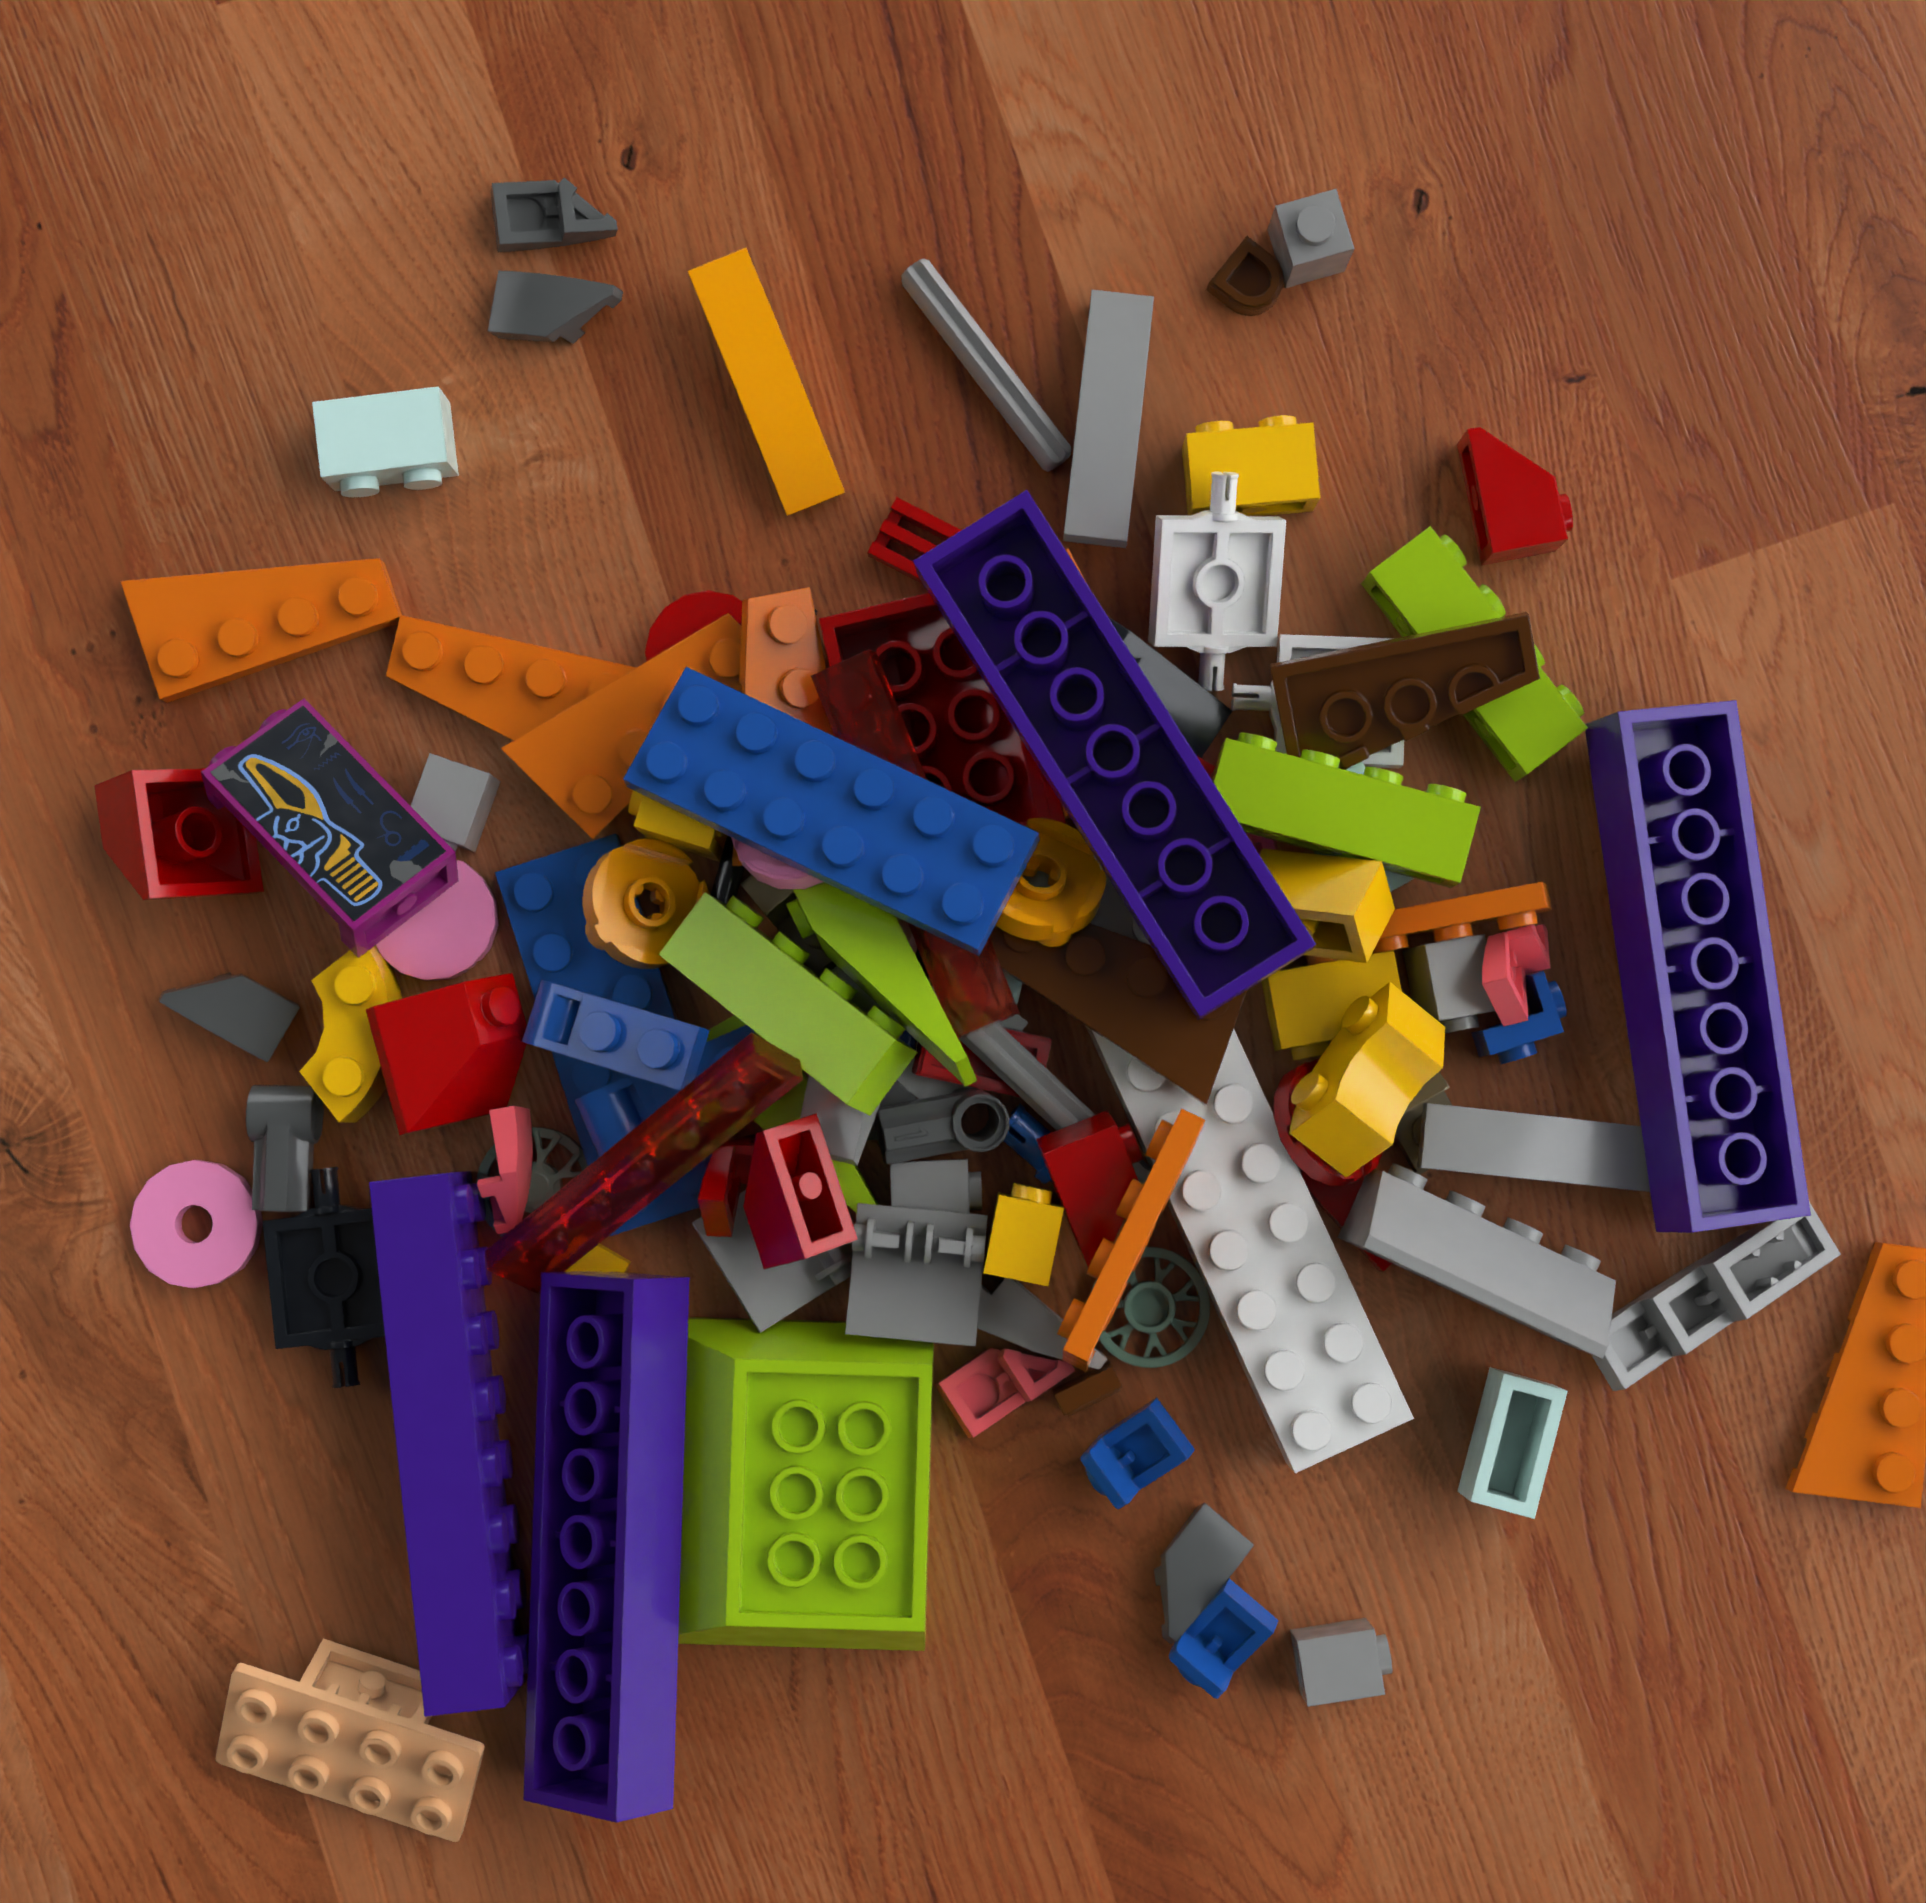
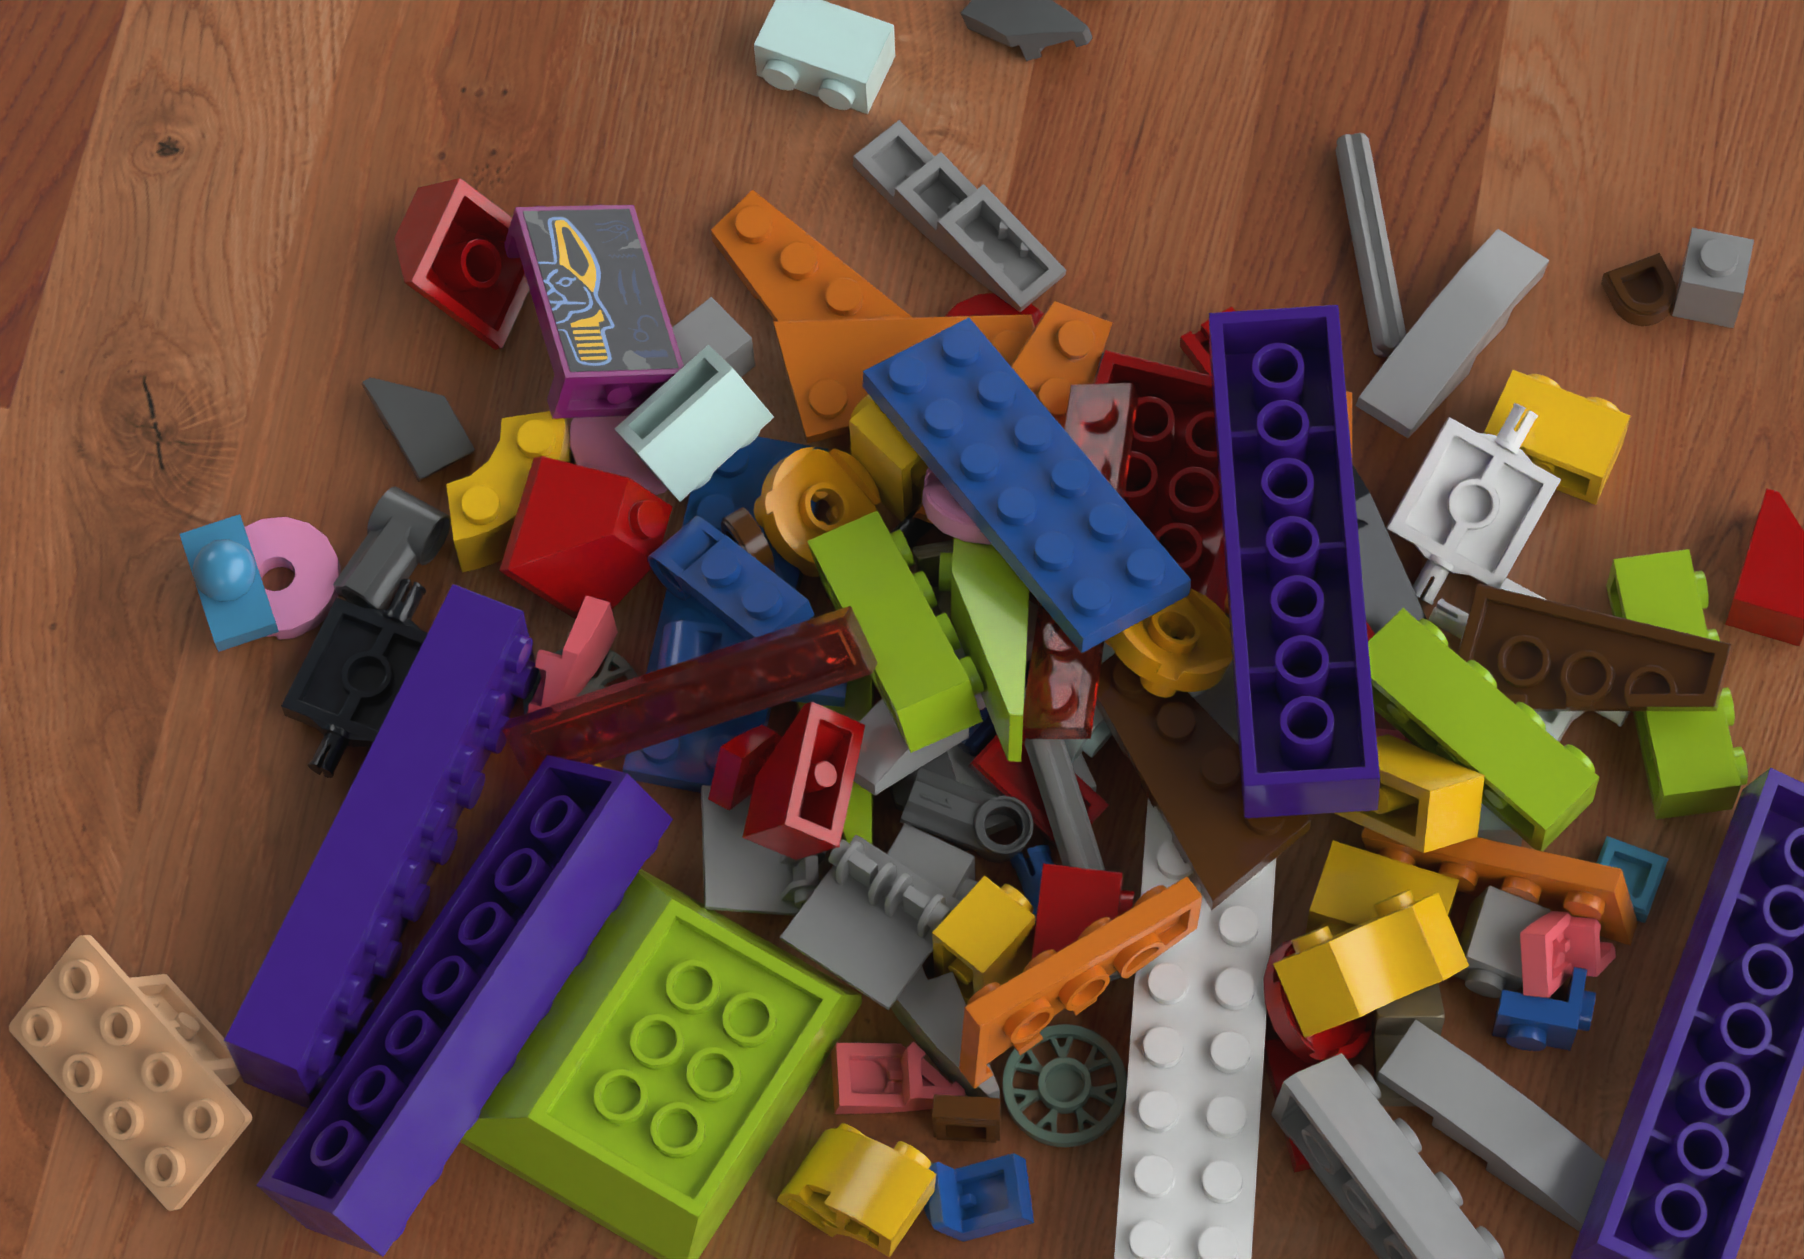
camera: 30 degrees right, 20 degrees down
(157, 1261) = (229, 583): none -> dark azure tile
(245, 621) = (620, 134): orange wing -> none
(489, 893) = (694, 423): none -> light aqua brick
(602, 977) = (746, 533): none -> reddish brown tile
(603, 541) = (958, 217): none -> light grey slope
(766, 381) = (1172, 162): light orange slope -> none
(1036, 1512) = (860, 1187): none -> yellow brick
(1520, 854) = (1640, 869): none -> dark azure tile

